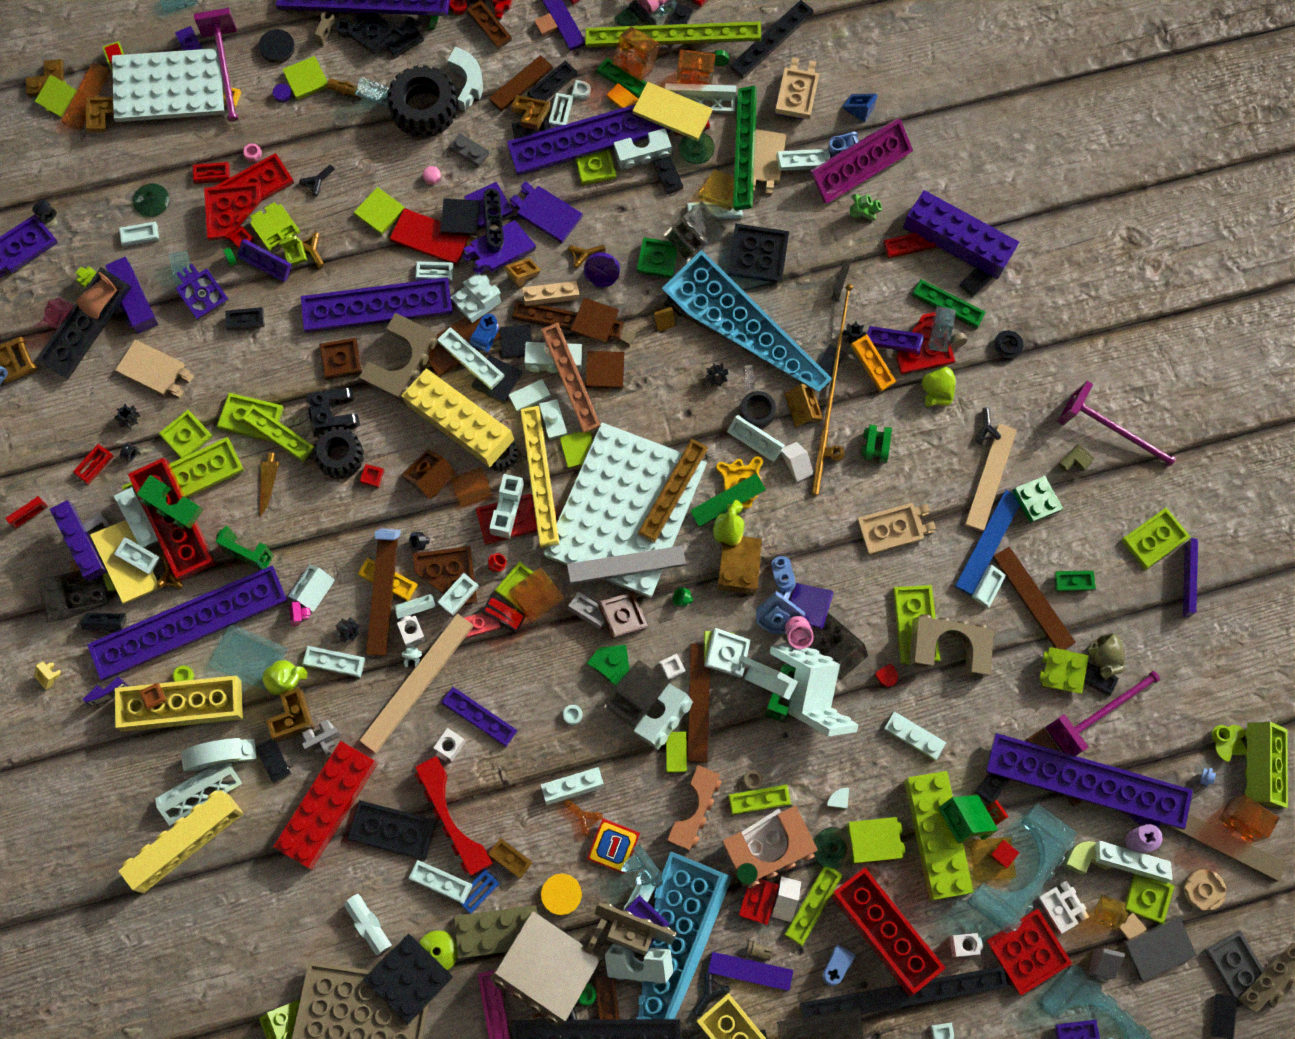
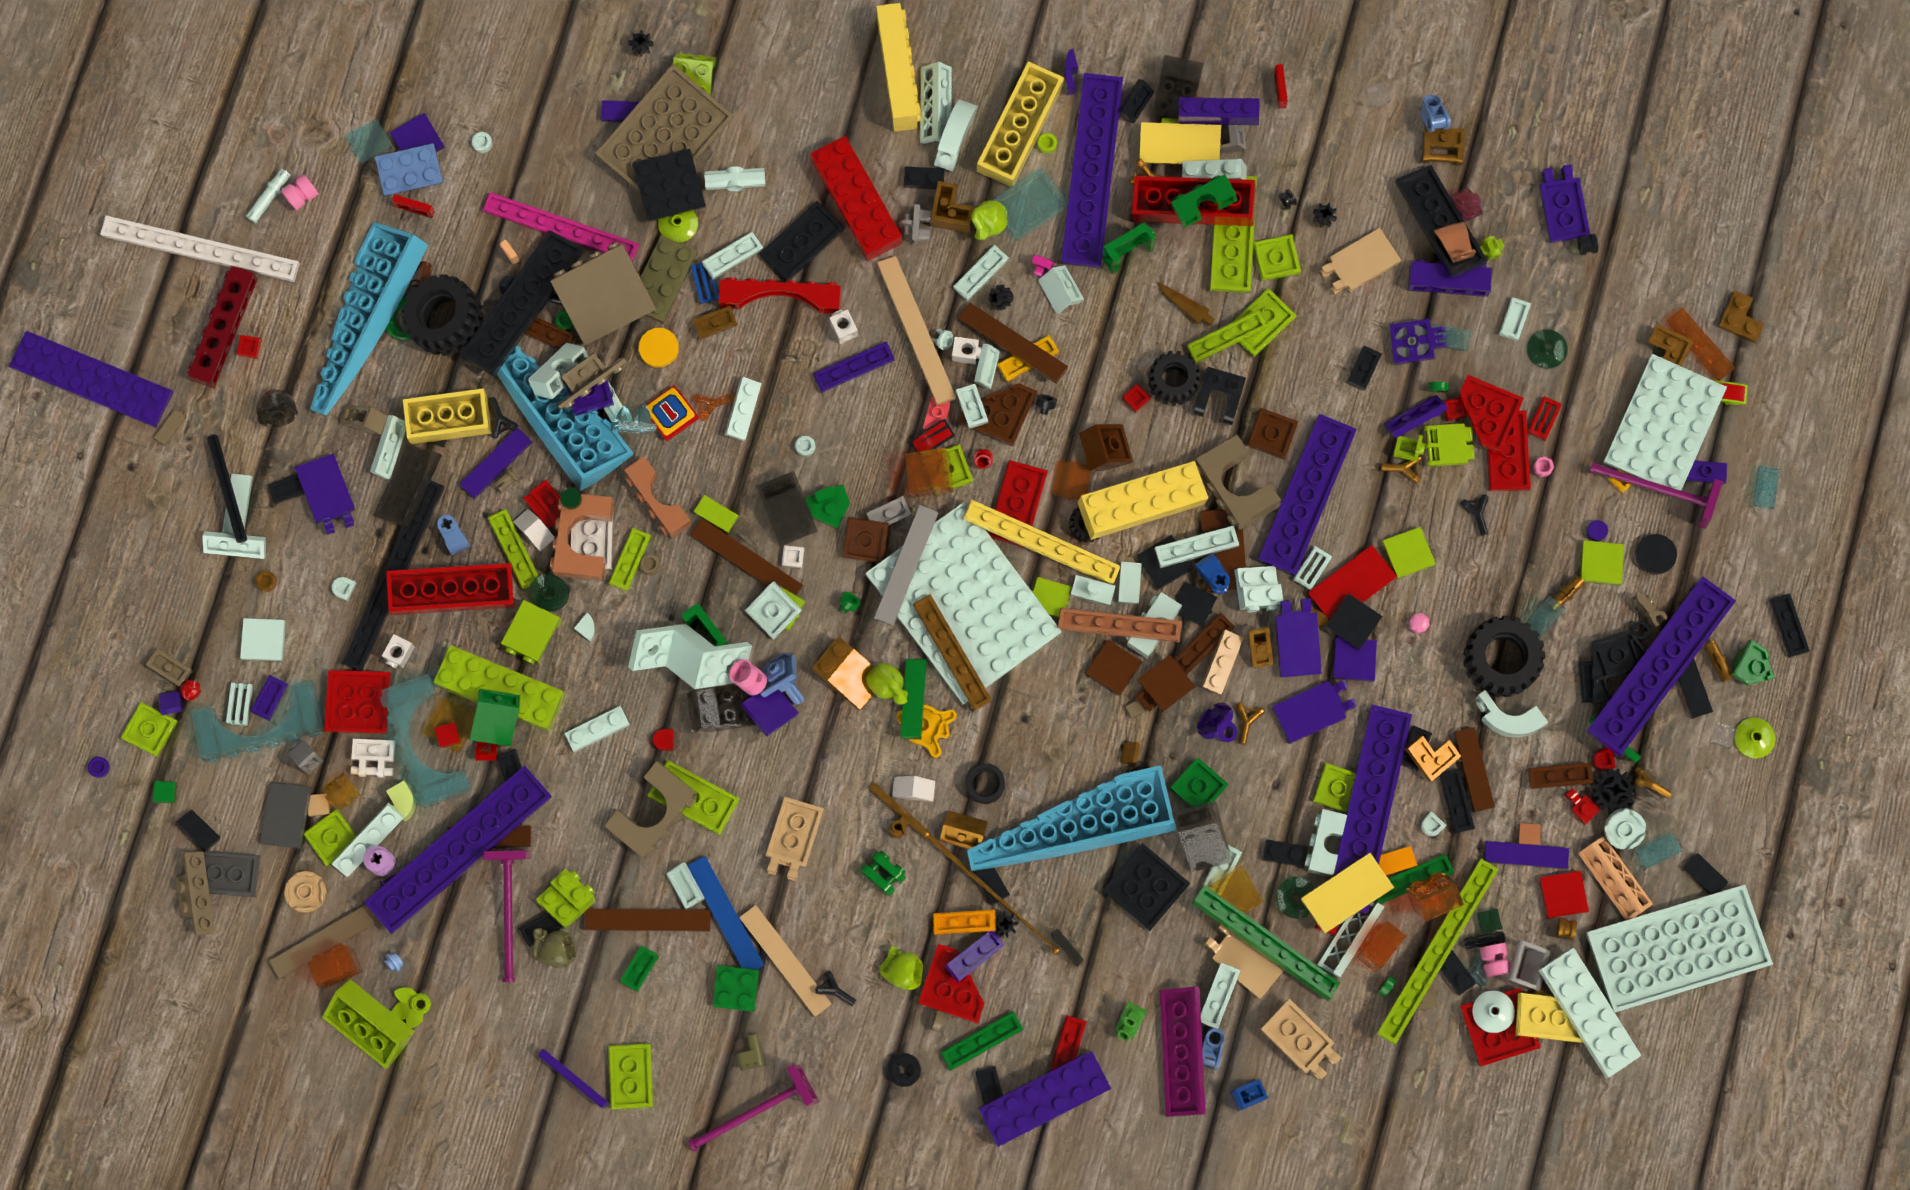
camera: 125 degrees right, 5 degrees up
(45, 675) = (1117, 30): light yellow tile -> none
(56, 95) = (1714, 315): lime piece -> none
(105, 457) = (1302, 180): red tile -> none
(137, 555) = (1176, 154): light aqua plate -> none
(153, 696) = (1036, 103): dark orange tile -> none
(387, 534) = (1066, 376): light blue tile -> none
(469, 150) = (1426, 675): dark grey plate -> none
(493, 220) = (1330, 646): black beam -> none
(505, 514) = (1019, 486): light aqua arch -> none
(557, 123) = (1416, 798): light aqua tile -> none
(596, 935) = (603, 350): dark tan piece -> none
(656, 731) = (755, 535): light aqua arch -> none
(716, 369) = (1042, 765): black gear -> none
(755, 438) = (958, 763): light aqua plate -> none
(769, 678) = (724, 621): light aqua fence -> none
(771, 39) = (1378, 1055): black plate -> none
(783, 572) = (814, 706): medium blue plate -> none
(942, 329) = (955, 1006): clear light blue slope -> none

